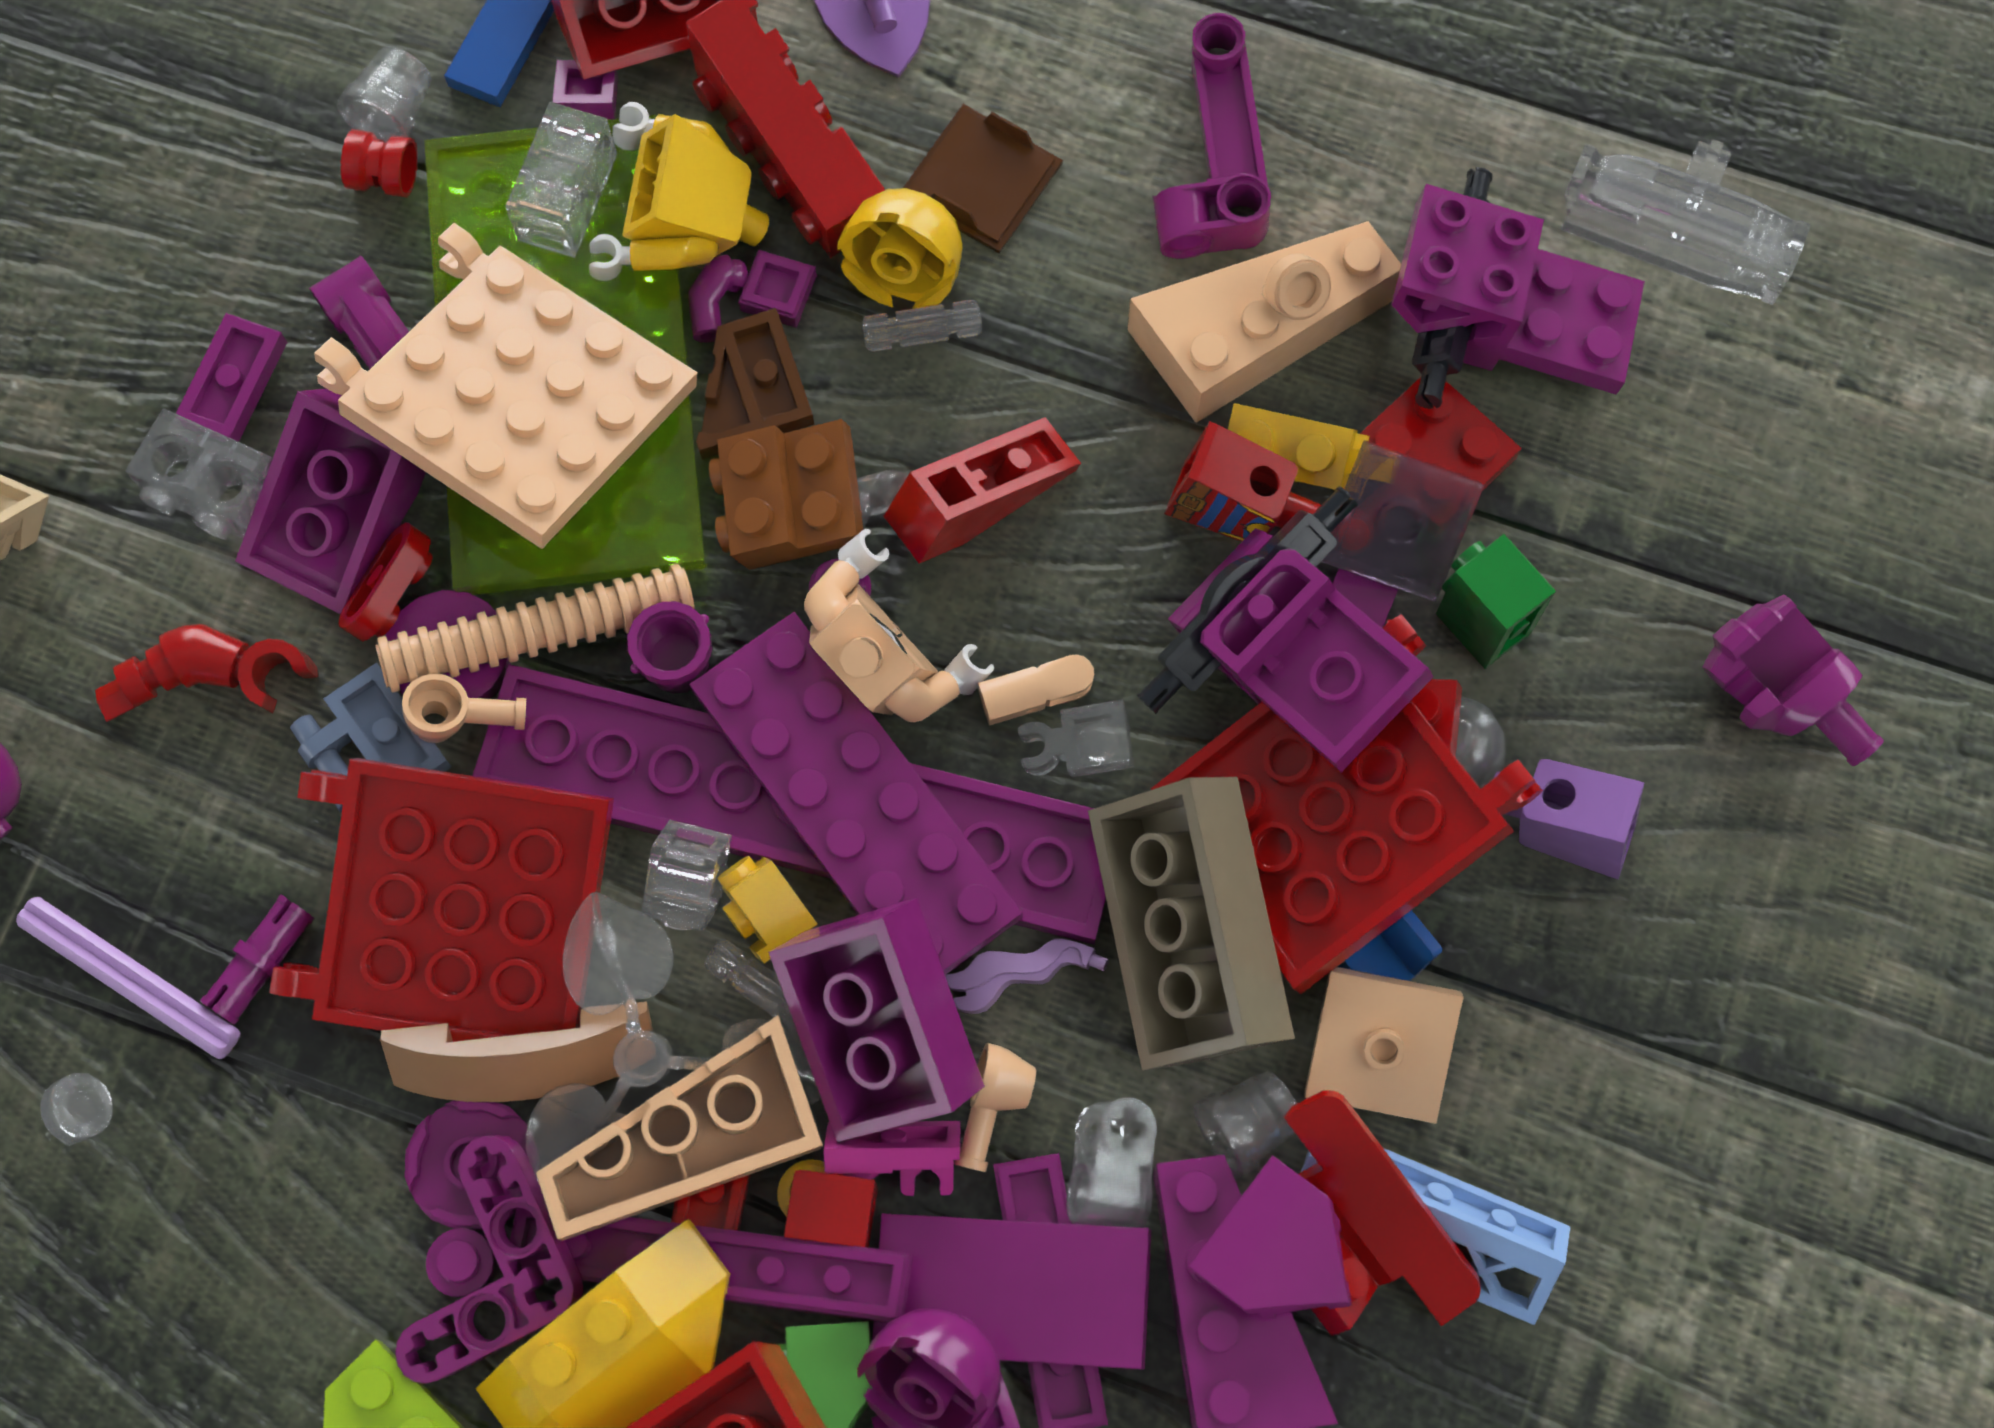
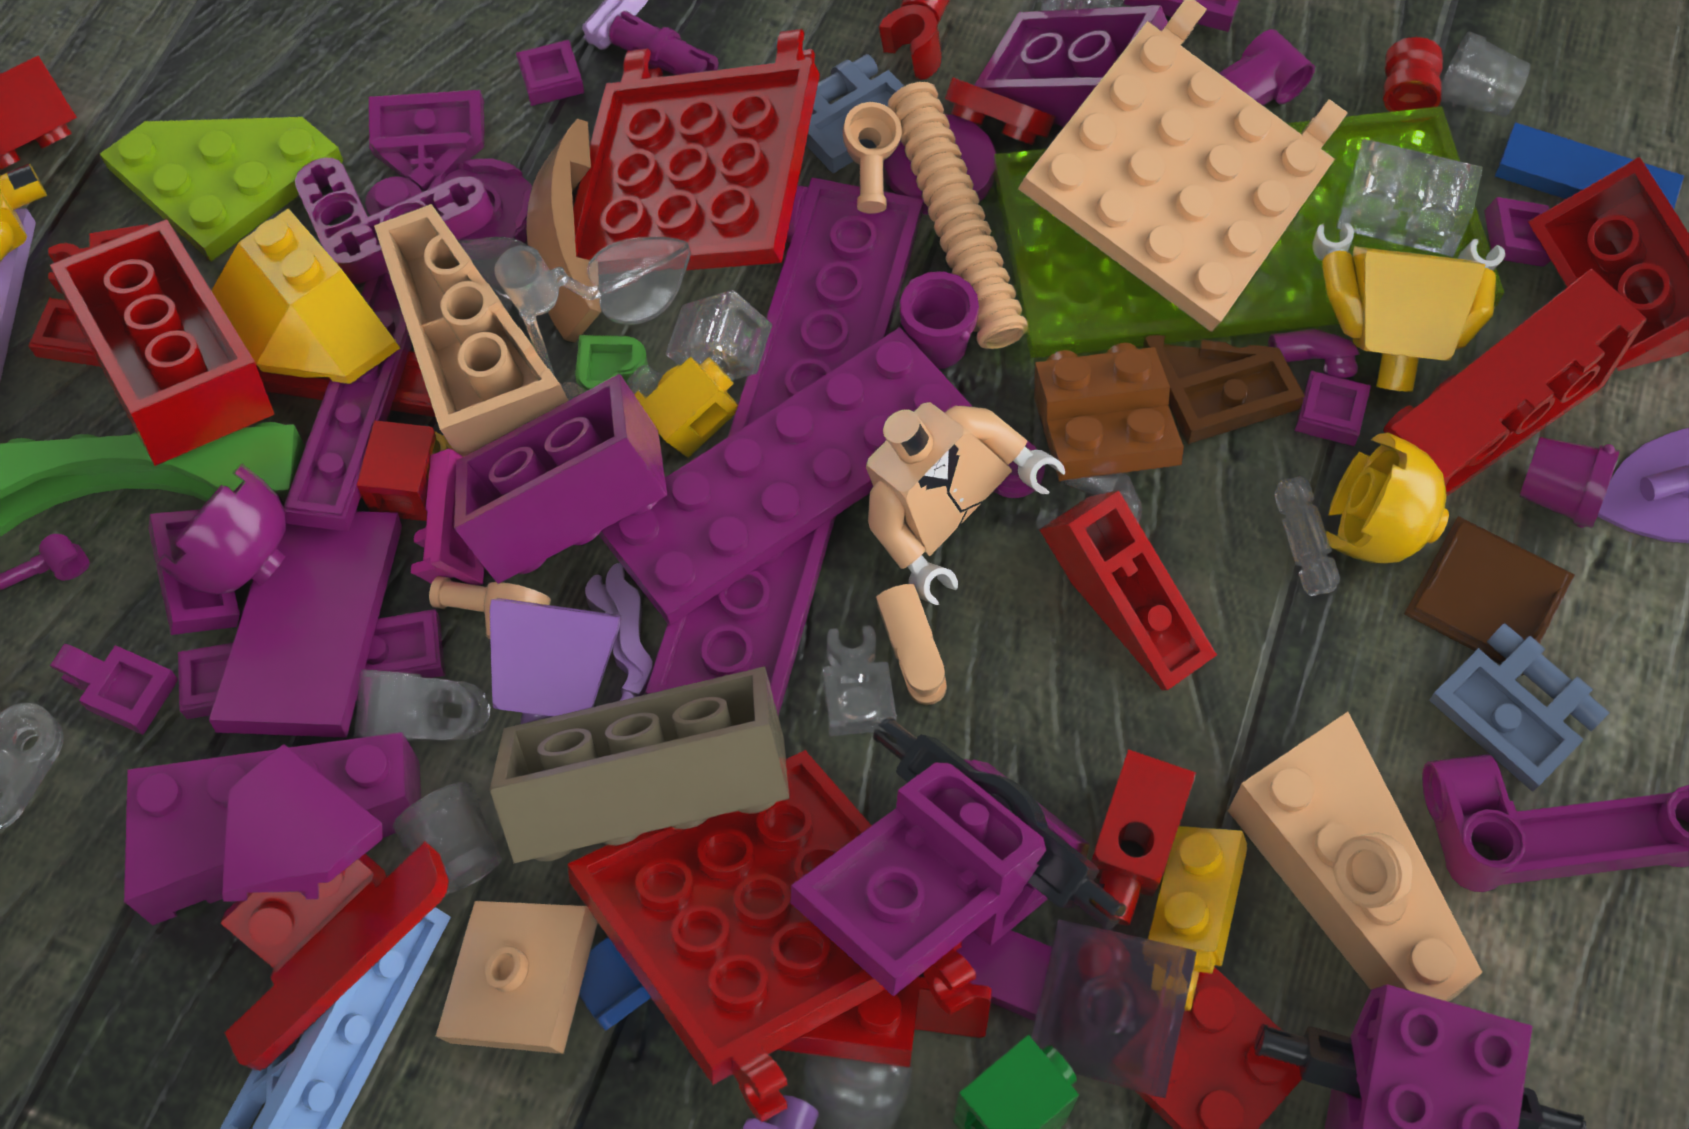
camera: 90 degrees right, 10 degrees down
(274, 1095) = (550, 72): none -> magenta tile
(359, 1237) = (426, 132): none -> magenta slope
(694, 1006) = (606, 357): none -> bright green tile
(875, 87) = (1570, 478): none -> magenta piece
(1065, 1027) = (547, 657): none -> medium lavender torso
(1116, 177) = (1508, 718): none -> sand blue plate

